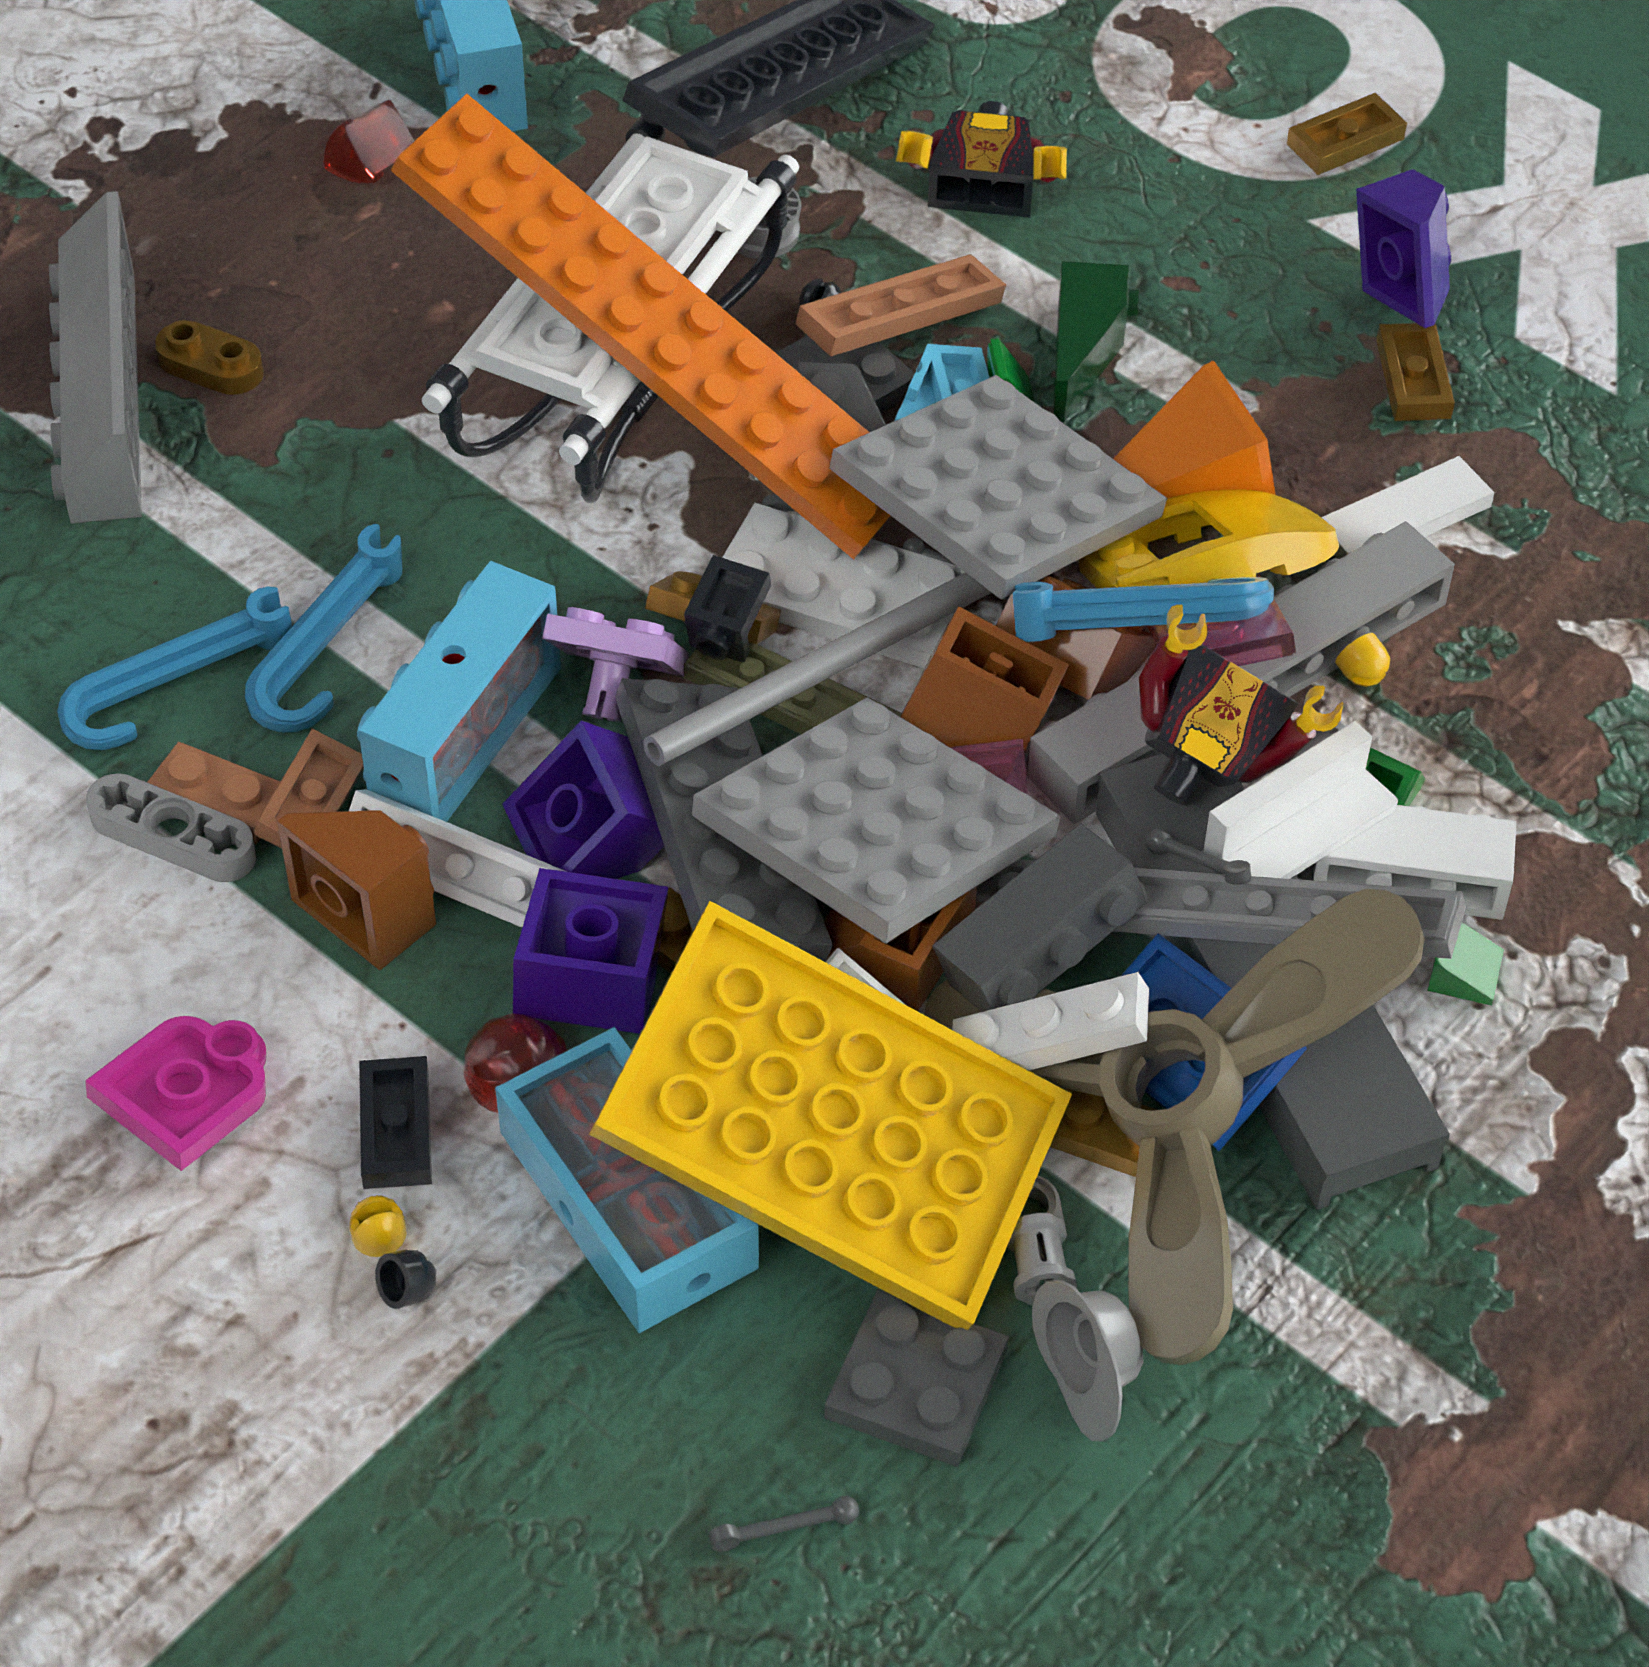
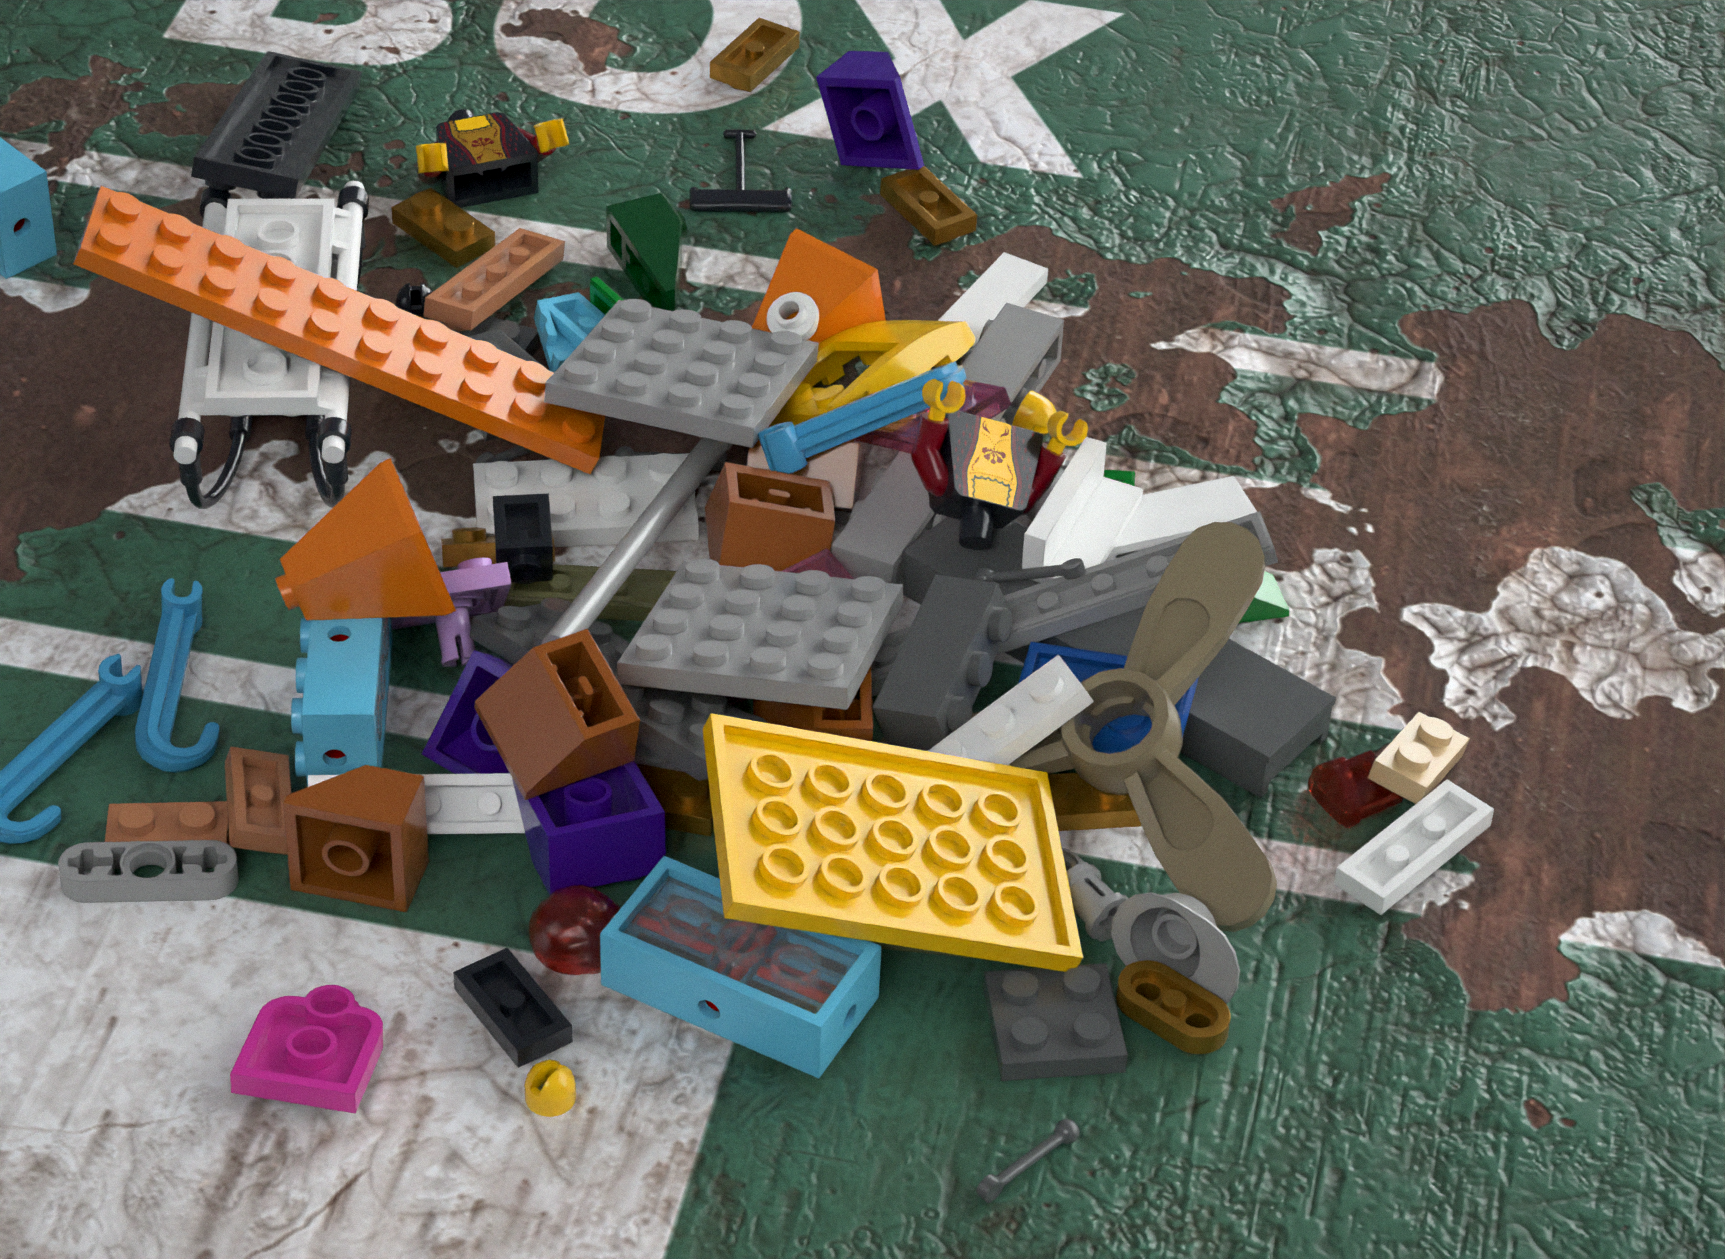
camera: 30 degrees left, 10 degrees down
(404, 1278) = (595, 1109): black hinge -> none
(516, 586) = (365, 558): none -> orange slope
(594, 833) = (559, 716): none -> dark orange slope
(905, 225) = (443, 227): none -> pearl gold plate
(1044, 1424) = (1178, 1010): none -> pearl gold plate
(1163, 470) = (804, 323): none -> white plate
(1230, 296) = (740, 199): none -> black piece
(1423, 1245) = (1346, 792): none -> clear red tile
(1434, 1344) = (1413, 846): none -> white plate
(1509, 1241) = (1418, 757): none -> tan plate

